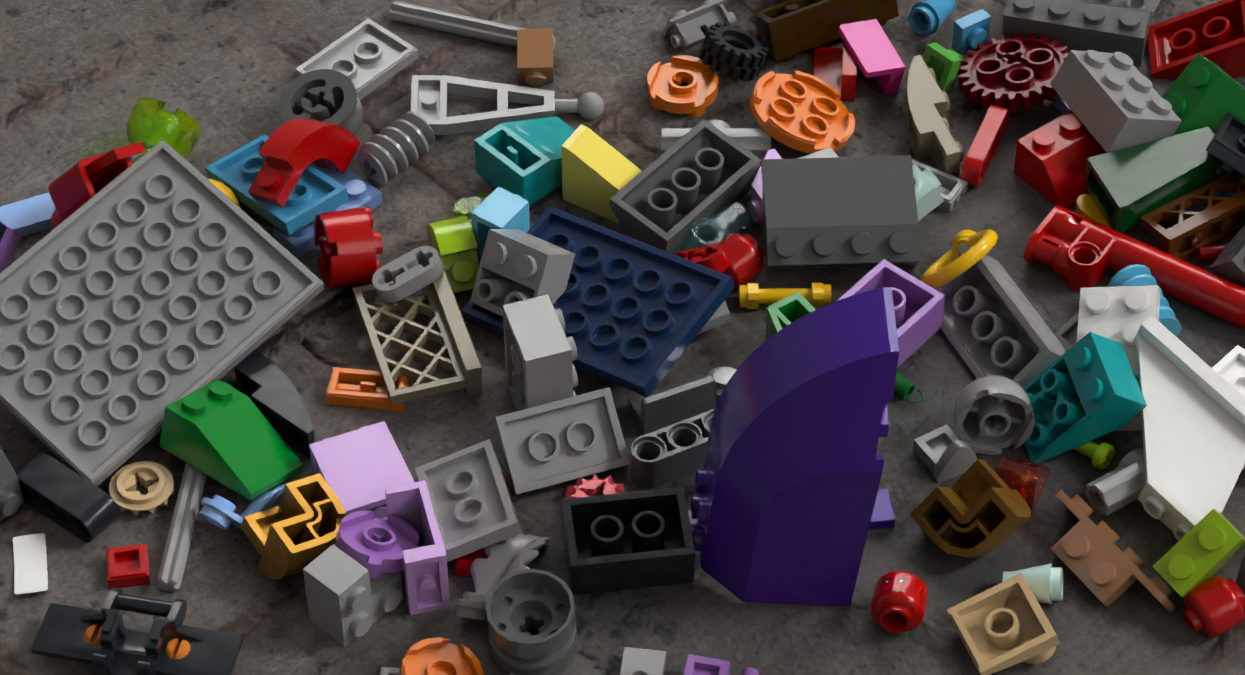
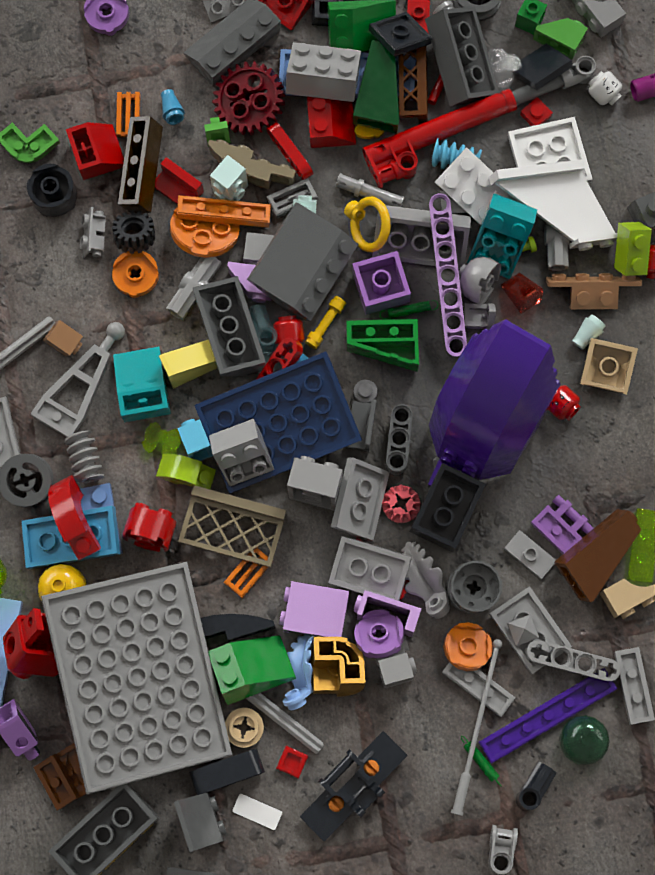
camera: 55 degrees left, 30 degrees up
(407, 274) = (201, 509): light grey beam -> none
(835, 110) = (223, 211): none -> orange tile
(874, 53) = (187, 161): panel -> none
(883, 97) = (229, 180): none -> light aqua brick
(970, 31) = (203, 98): dark azure plate -> none
(972, 514) = (545, 323): pearl gold brick -> none
(1008, 247) = (363, 189): none -> light grey pin
(1032, 295) = (449, 263): none -> lavender beam

